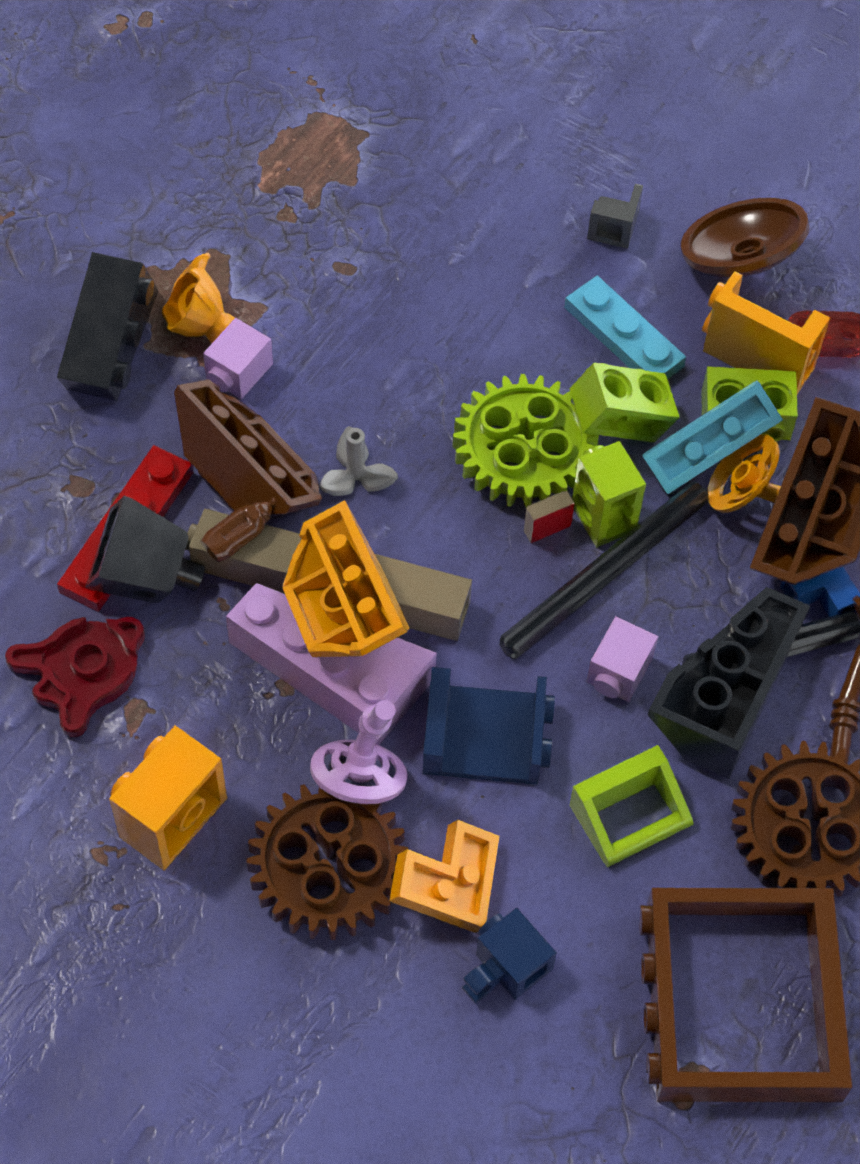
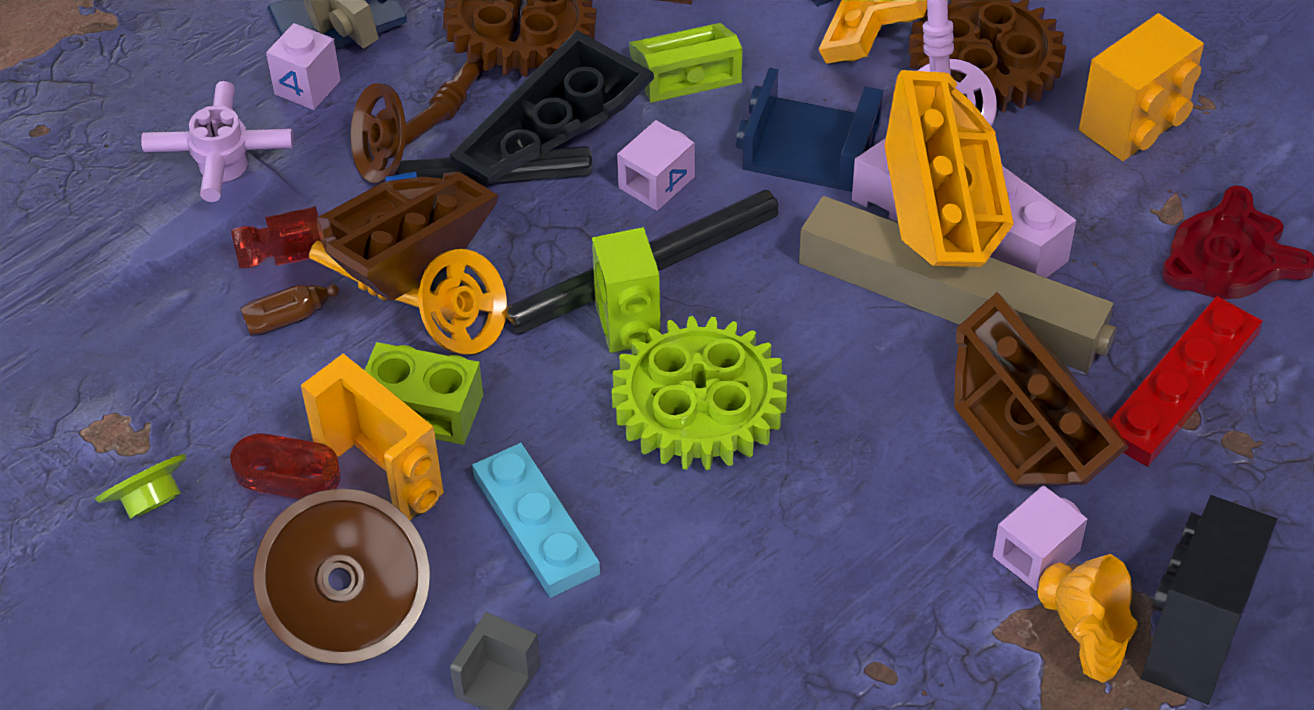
camera: 165 degrees left, 10 degrees down
(141, 555) = (1172, 308): black torso -> none
(237, 529) = (1059, 296): reddish brown piece -> none
(352, 454) = (909, 397): light grey plant -> none
(548, 516) = (695, 299): tile -> none
(624, 402) = (573, 389): lime brick -> none
(712, 437) = (484, 336): medium azure plate -> none

